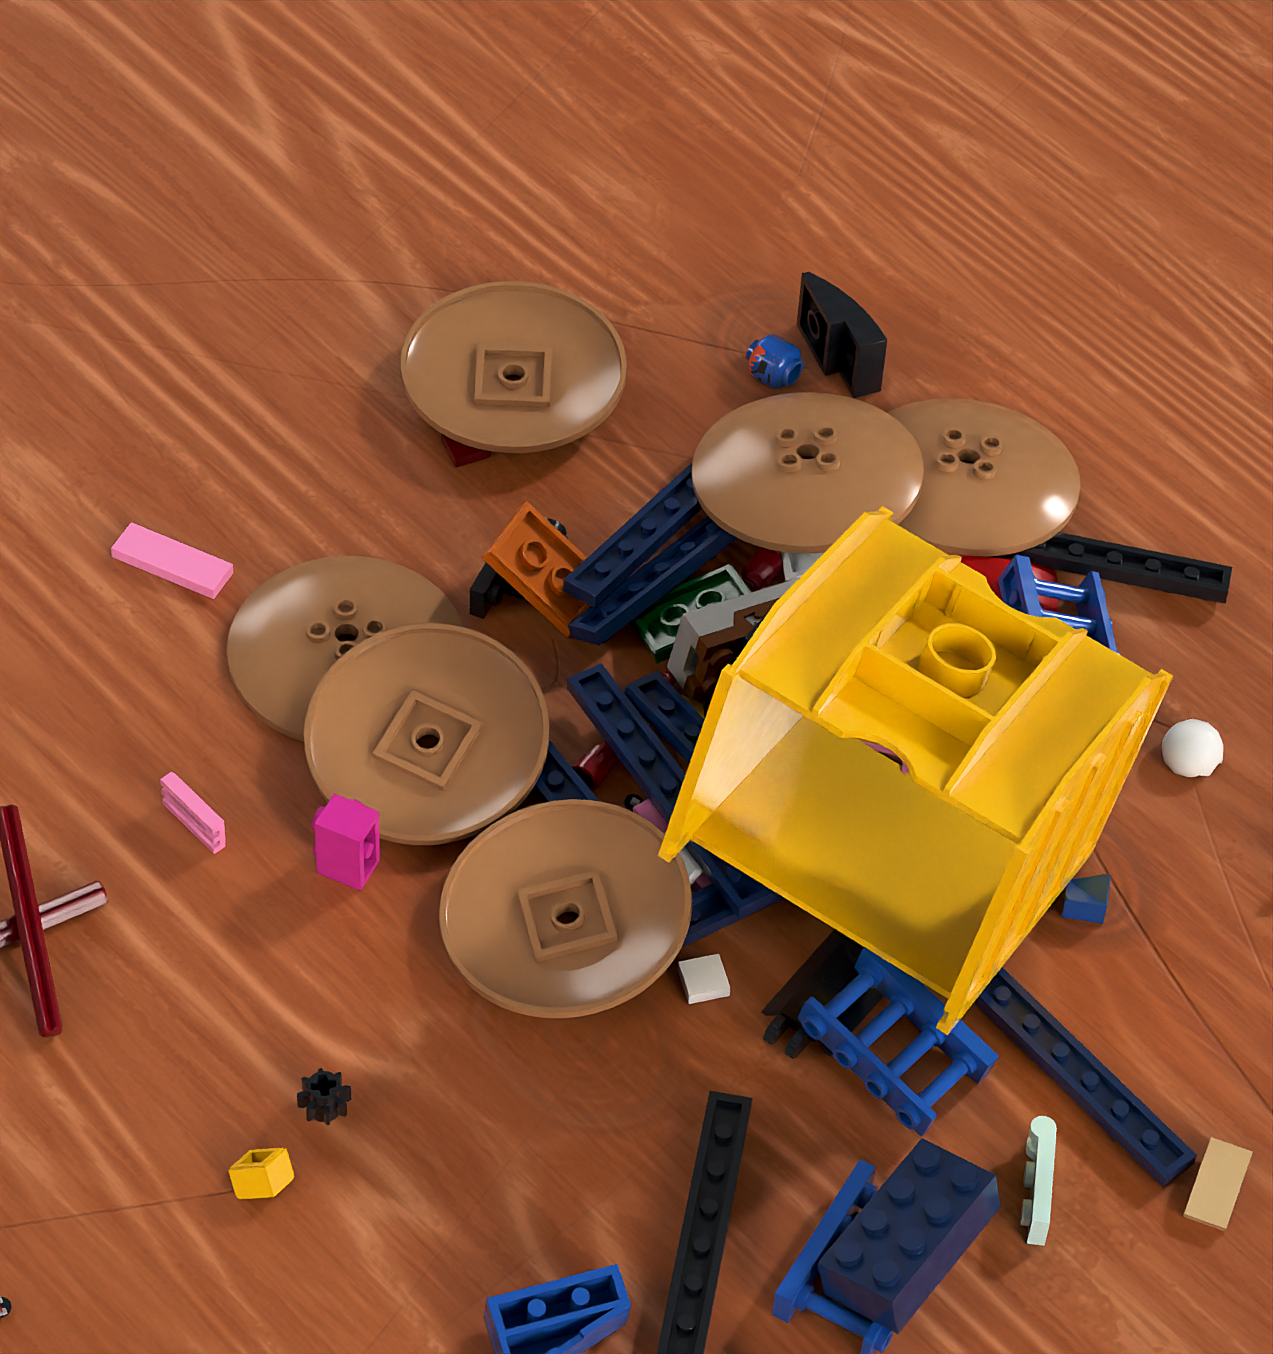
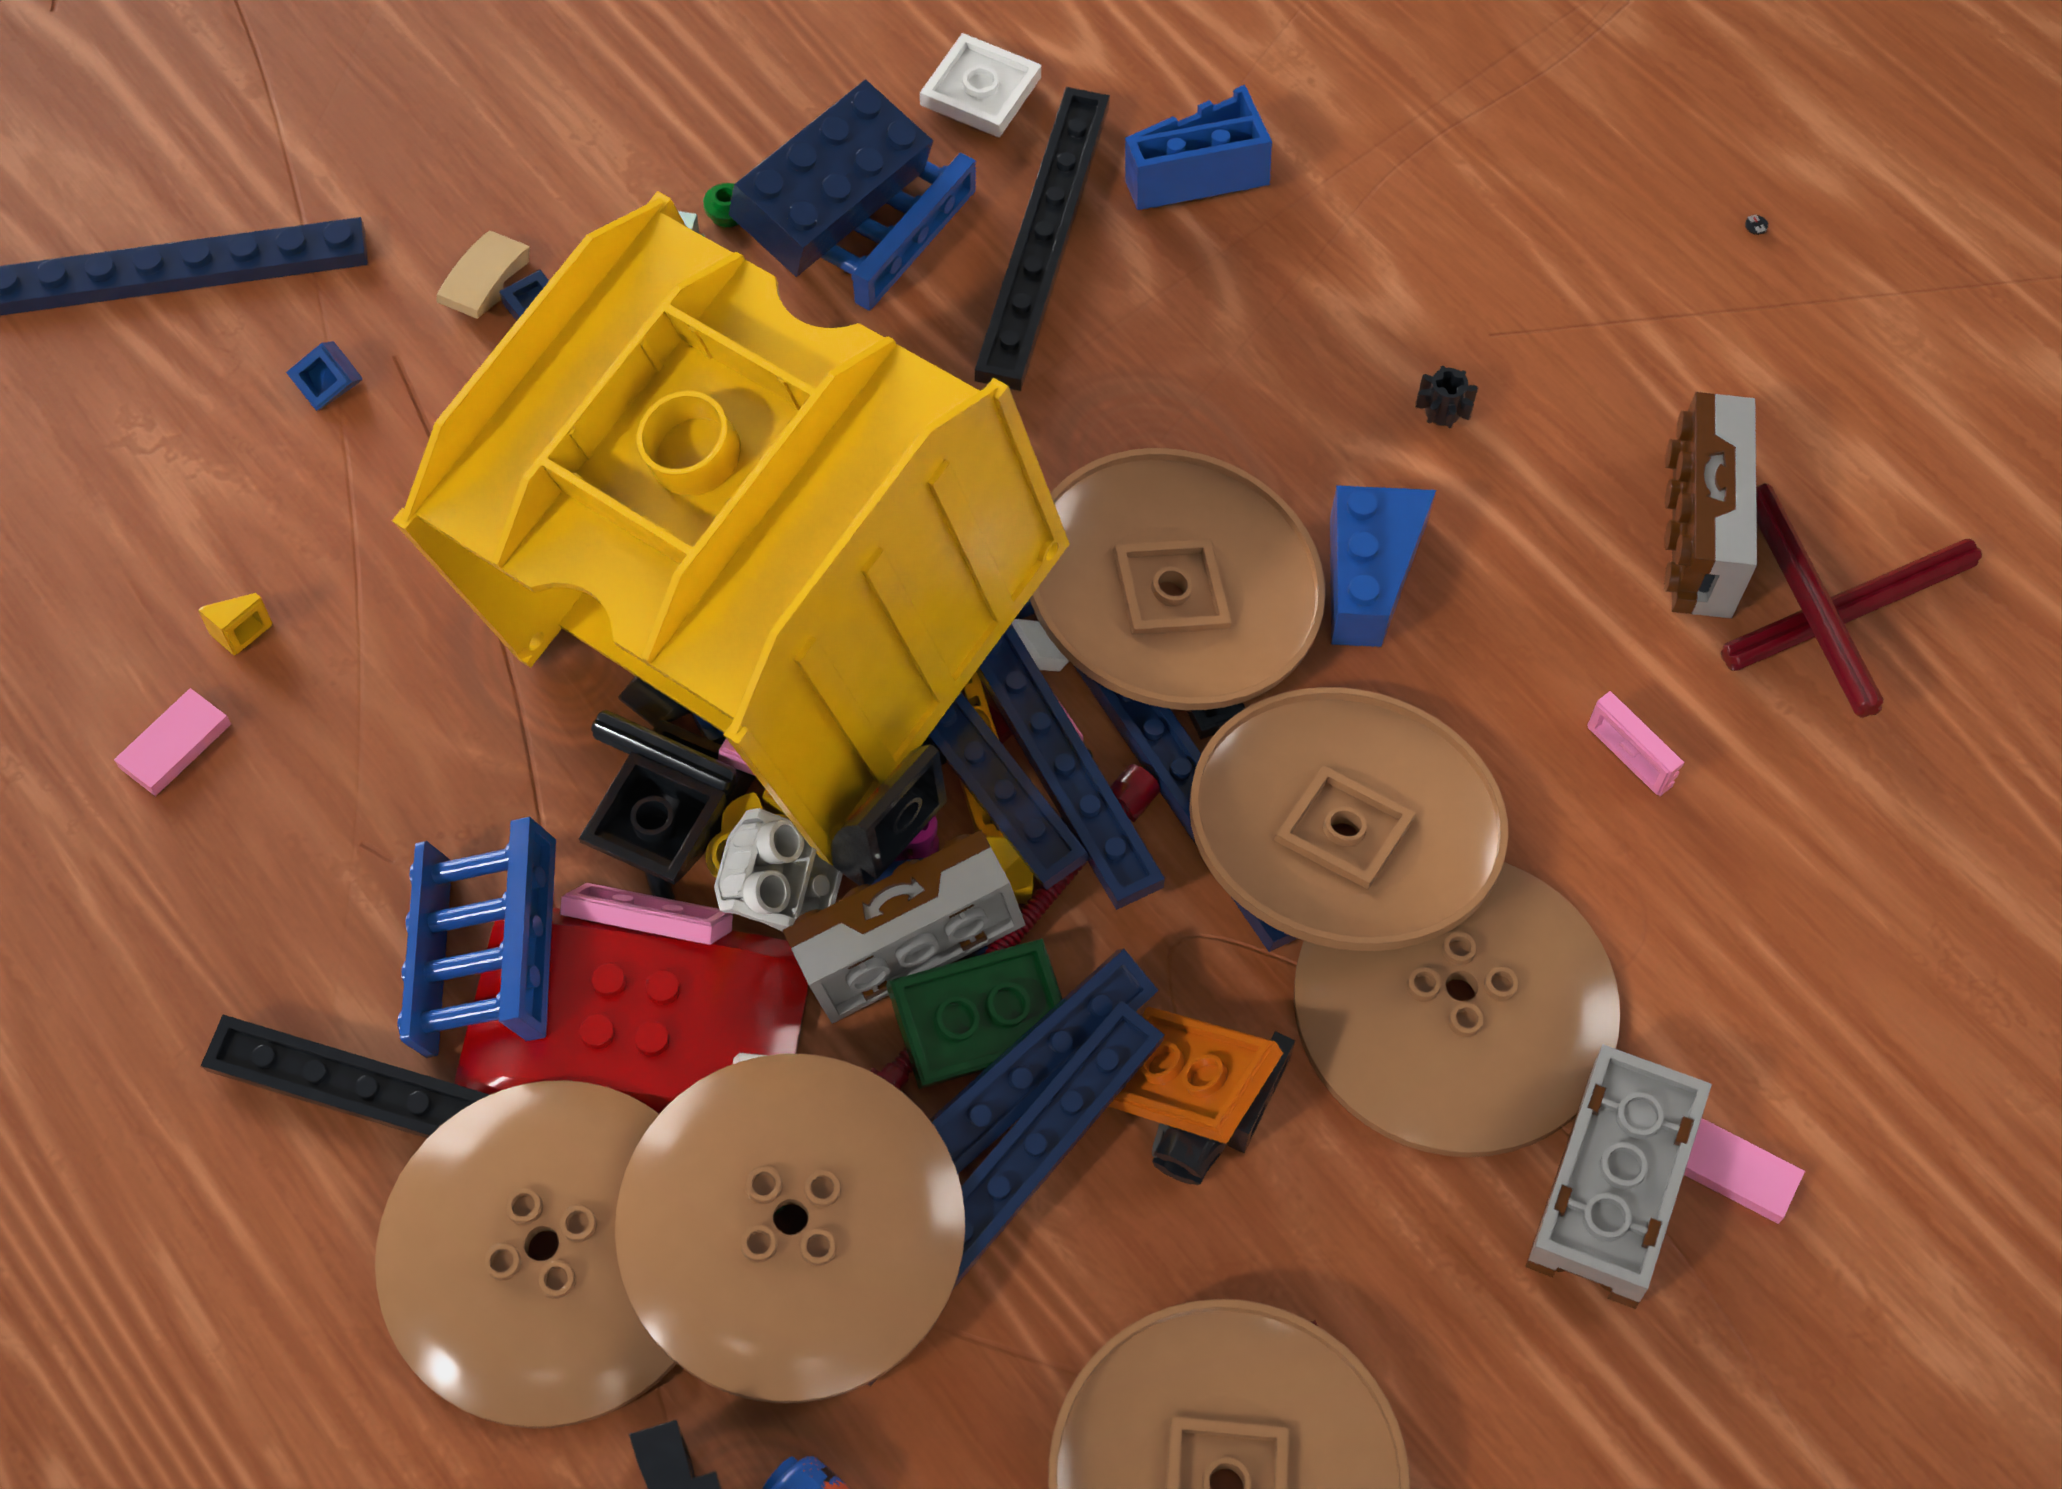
camera: 175 degrees left, 10 degrees up
(103, 984) = (1712, 505): none -> piece
(245, 524) = (1620, 1174): none -> light grey piece
(261, 1173) = (1506, 330): yellow slope -> none
(346, 841) = (1444, 667): dark pink brick -> none
(395, 948) = (1370, 557): none -> blue wedge
(1005, 1281) = (717, 204): none -> green plate
(1192, 748) = (346, 795): white hair -> none

